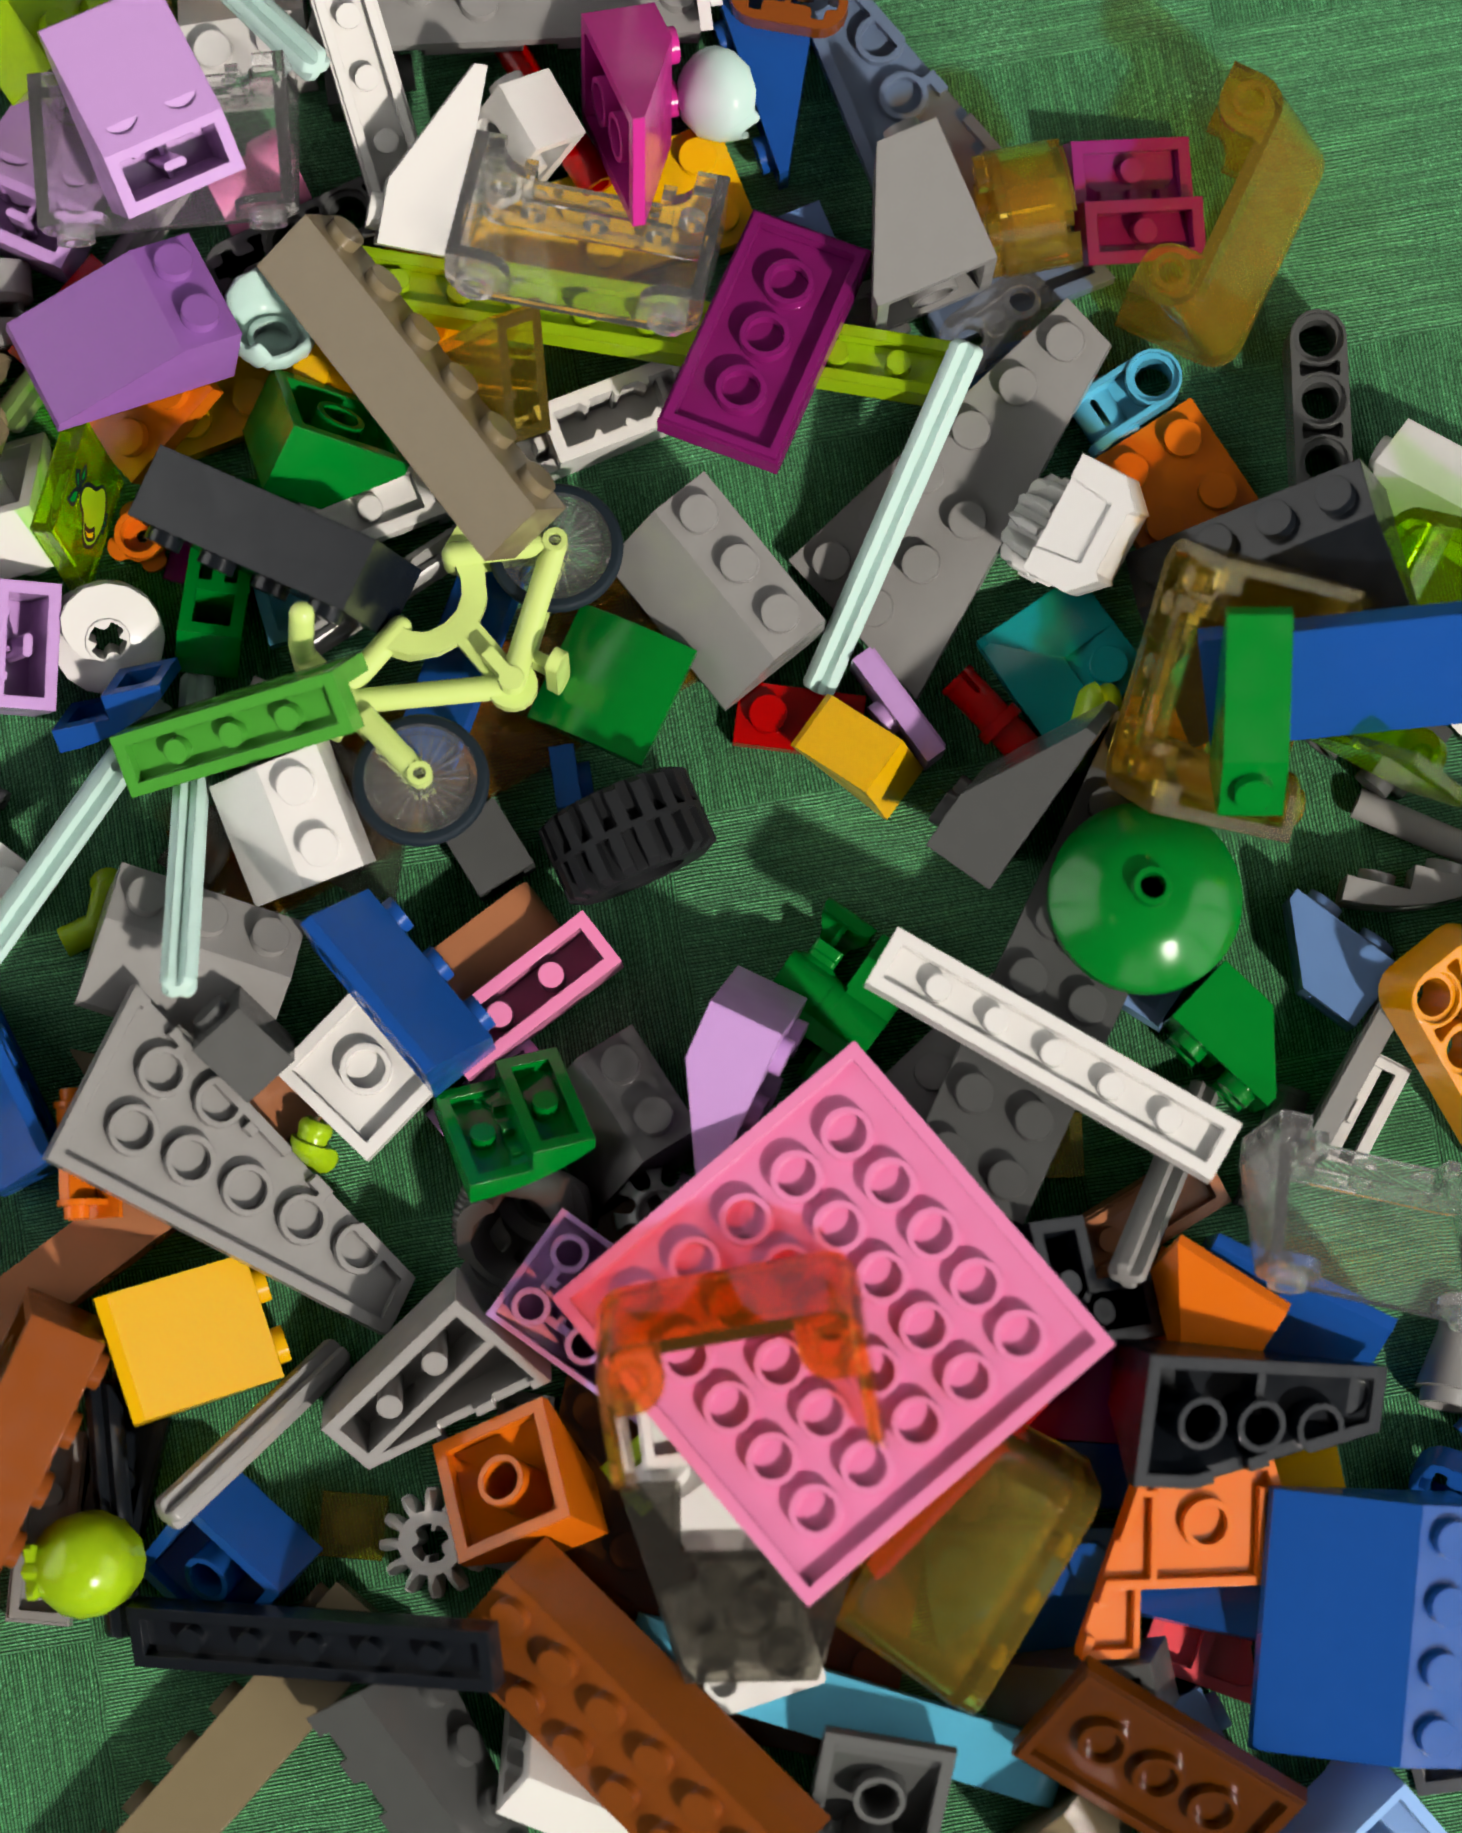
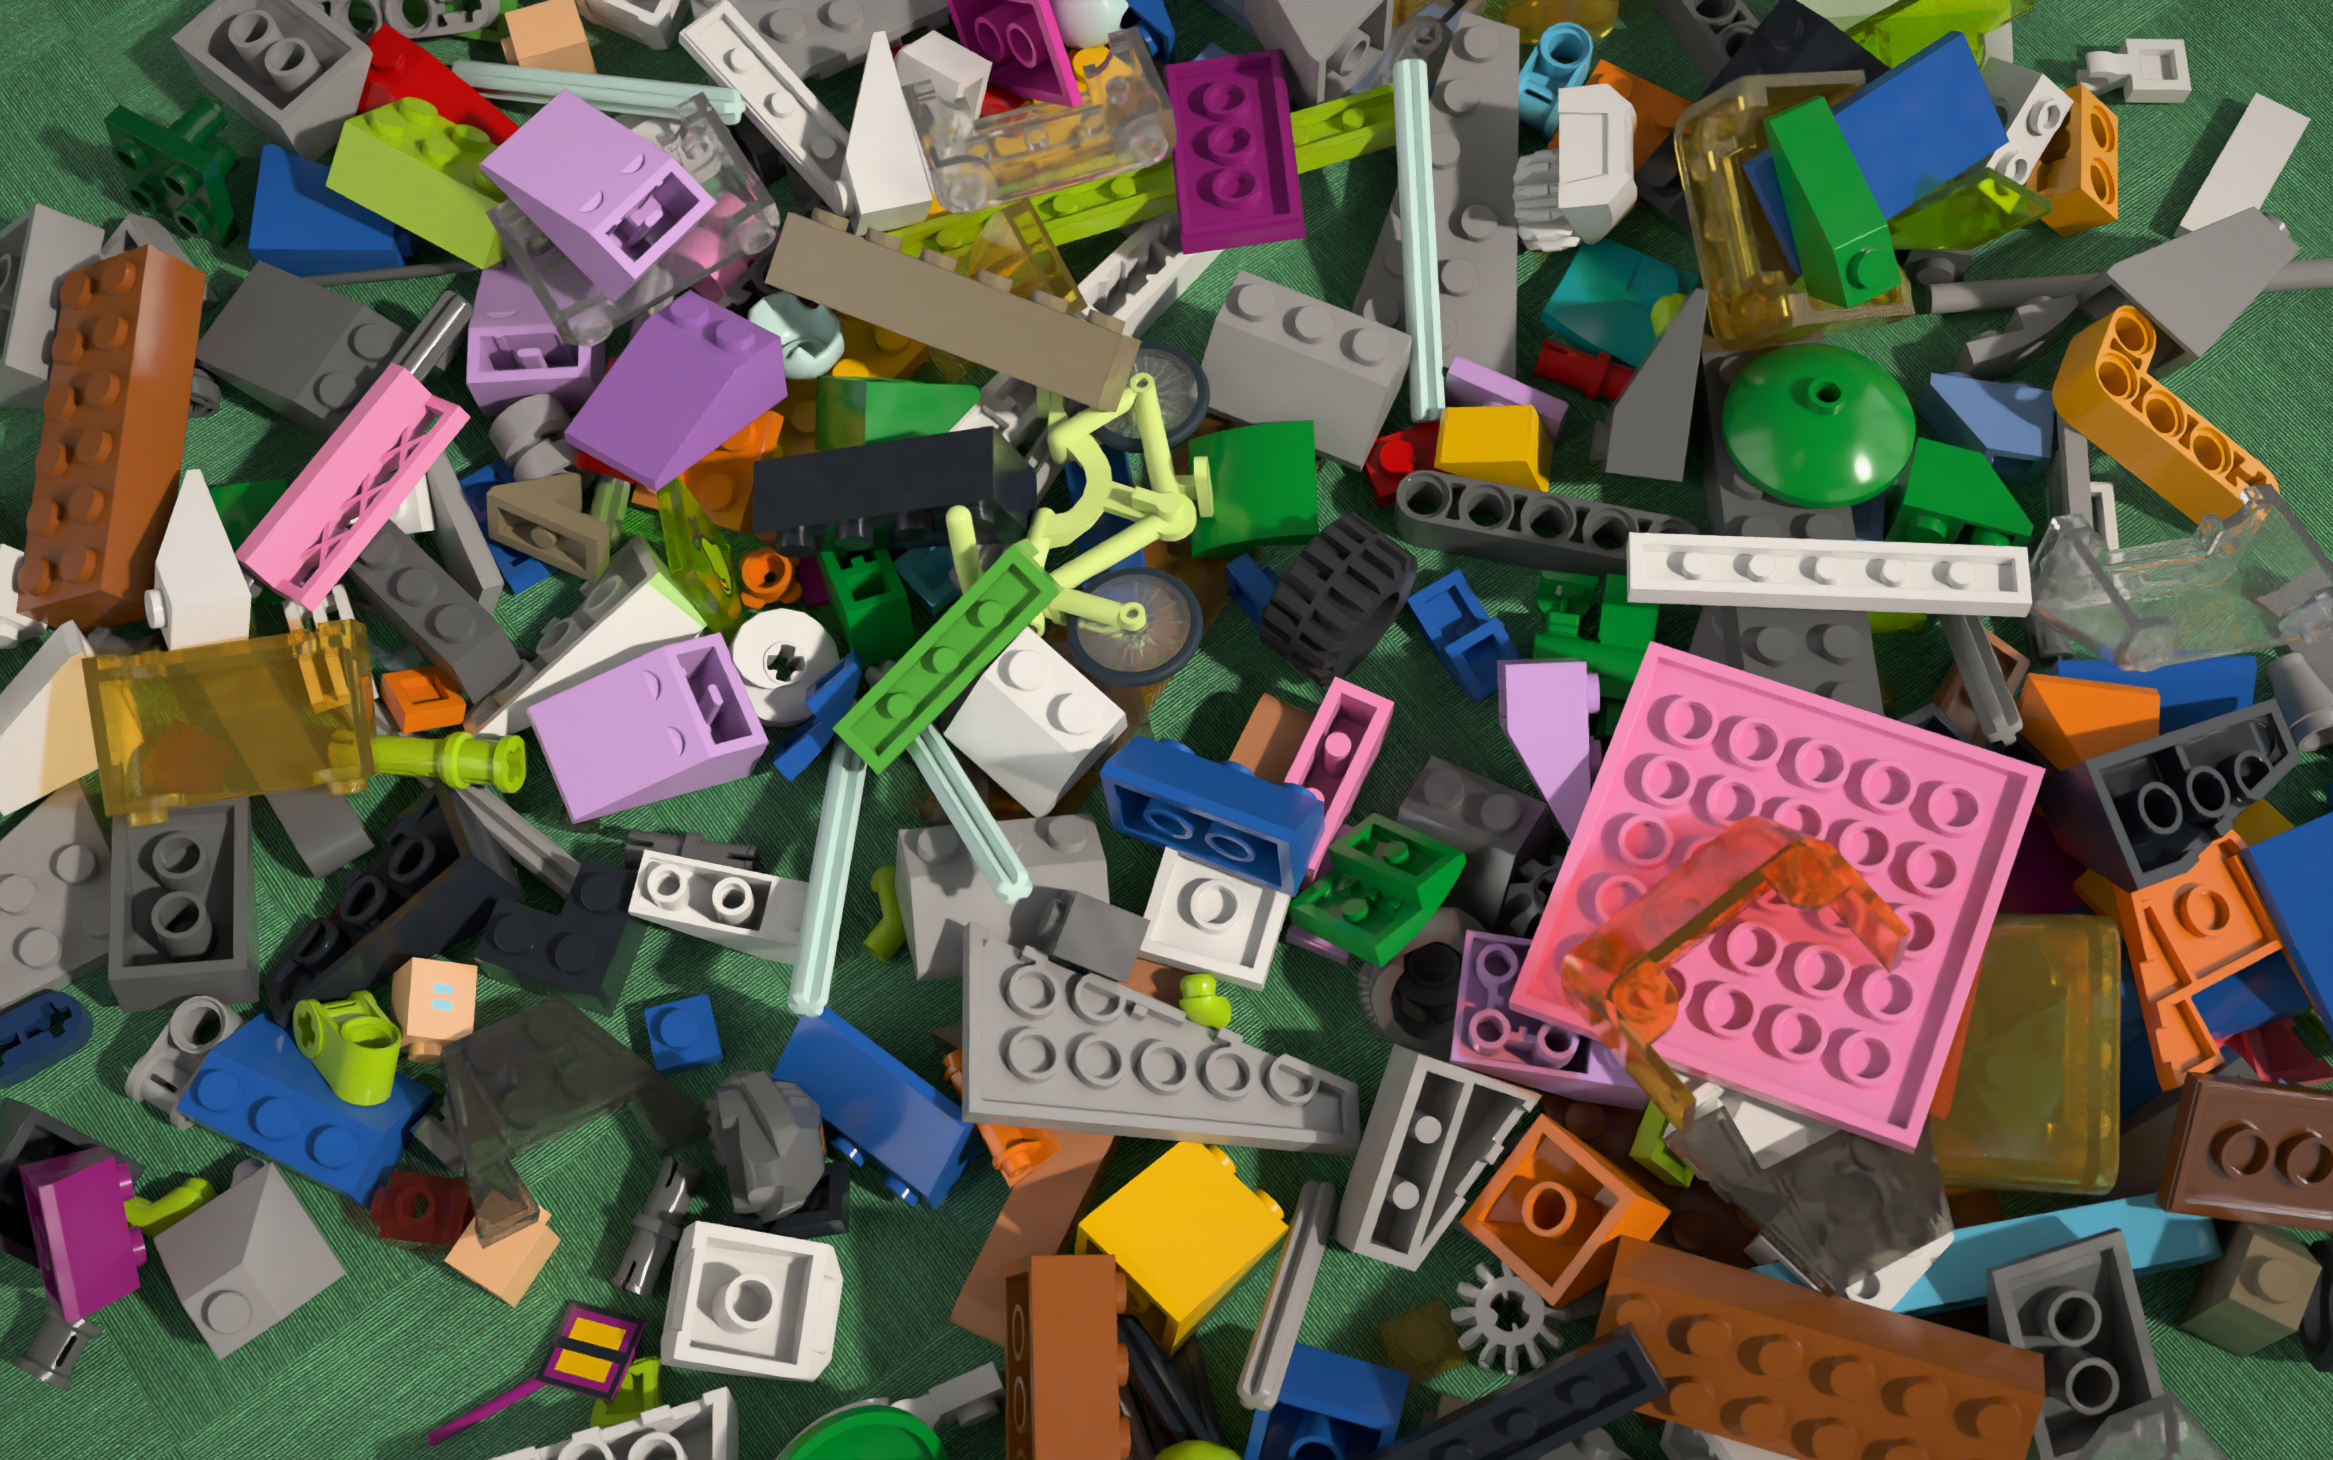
camera: 25 degrees left, 15 degrees down
(491, 852) = (1218, 685): dark grey brick -> none
(738, 912) = (1461, 634): none -> blue slope
(850, 825) = (1517, 513): none -> dark grey beam

